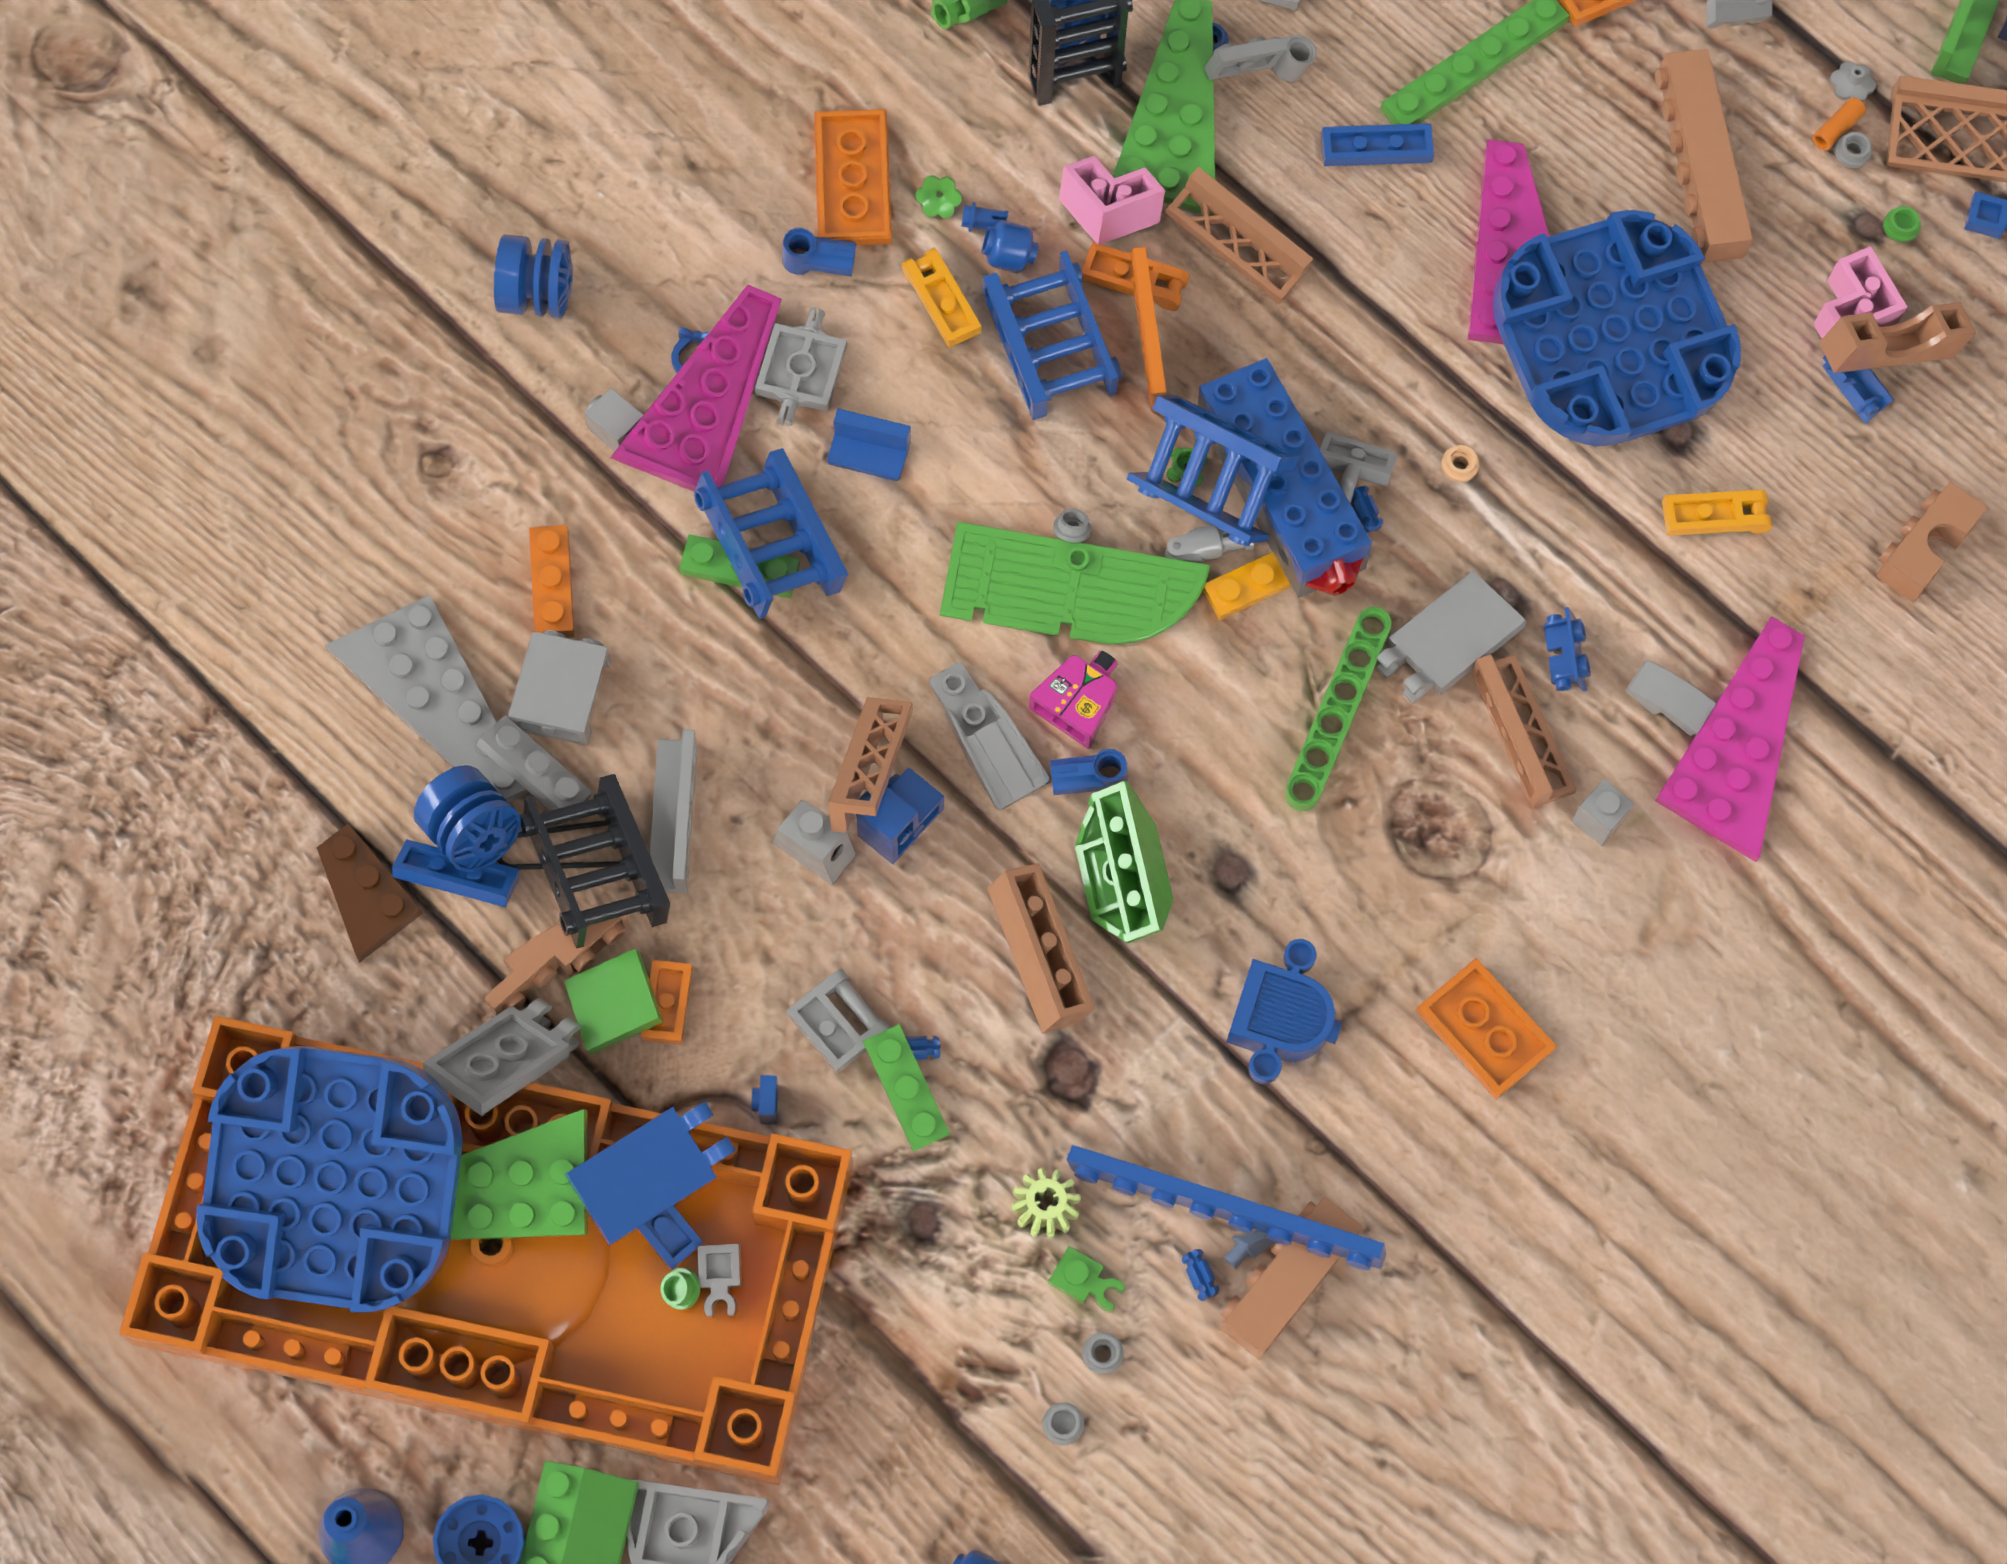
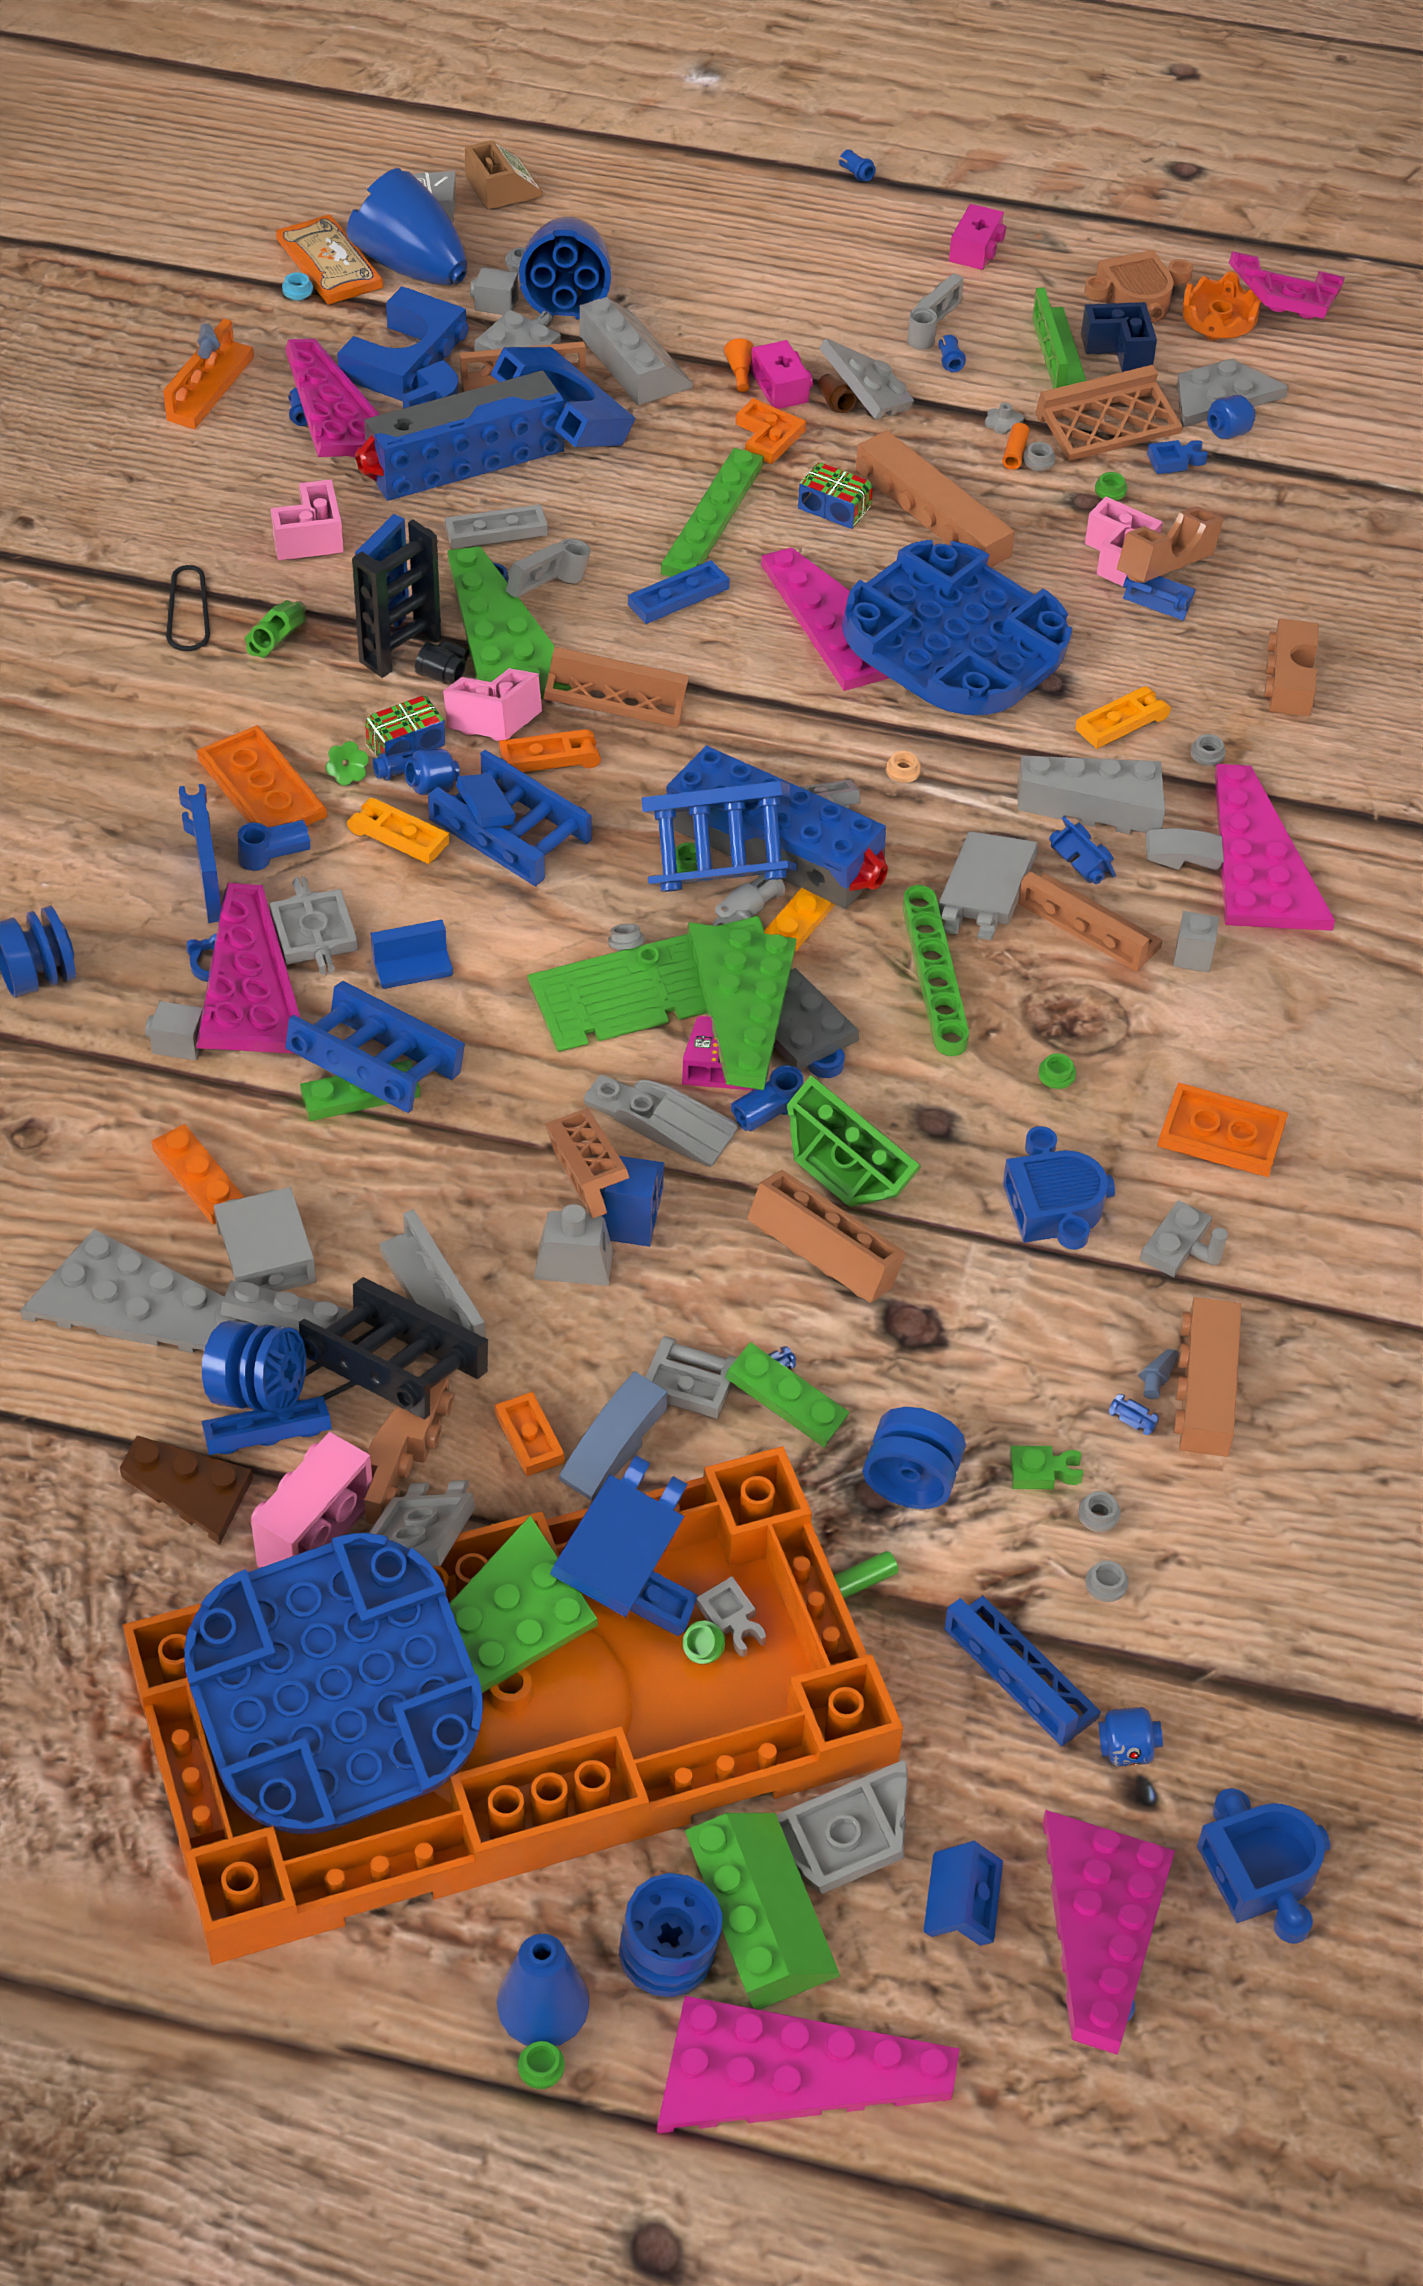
camera: 30 degrees left, 20 degrees down
(433, 983) = (313, 1502): none -> bright pink brick
(613, 1001) = (482, 1450): bright green tile -> none
(733, 1046) = (614, 1435): none -> sand blue slope
(745, 238) = (200, 829): none -> blue tile
(766, 1099) = (672, 1459): blue plate -> none
(859, 1297) = (866, 1574): none -> bright green axle
(919, 1462) = (1015, 1674): none -> blue fence
(964, 1219) = (914, 1458): none -> blue wheel
(1014, 185) = (405, 727): none -> piece
(1029, 312) = (485, 800): none -> blue tile
(1037, 1191) = (975, 1418): yellowish green gear -> none
(1094, 122) = (441, 662): none -> black piece
(1136, 644) = (744, 993): none -> bright green wing
(1147, 324) = (595, 770): orange tile -> none
(1172, 696) = (810, 1024): none -> dark grey plate
(1173, 753) = (828, 1066): none -> blue tile
(1241, 1213) = (1122, 1340): blue plate -> none
(1367, 1119) = (1181, 1236): none -> light grey plate
(1375, 882) = (1057, 1071): none -> bright green plate
(1606, 101) = (845, 497): none -> piece
(1623, 590) = (1093, 791): none -> light grey wedge
(1782, 589) = (1208, 750): none -> light grey plate

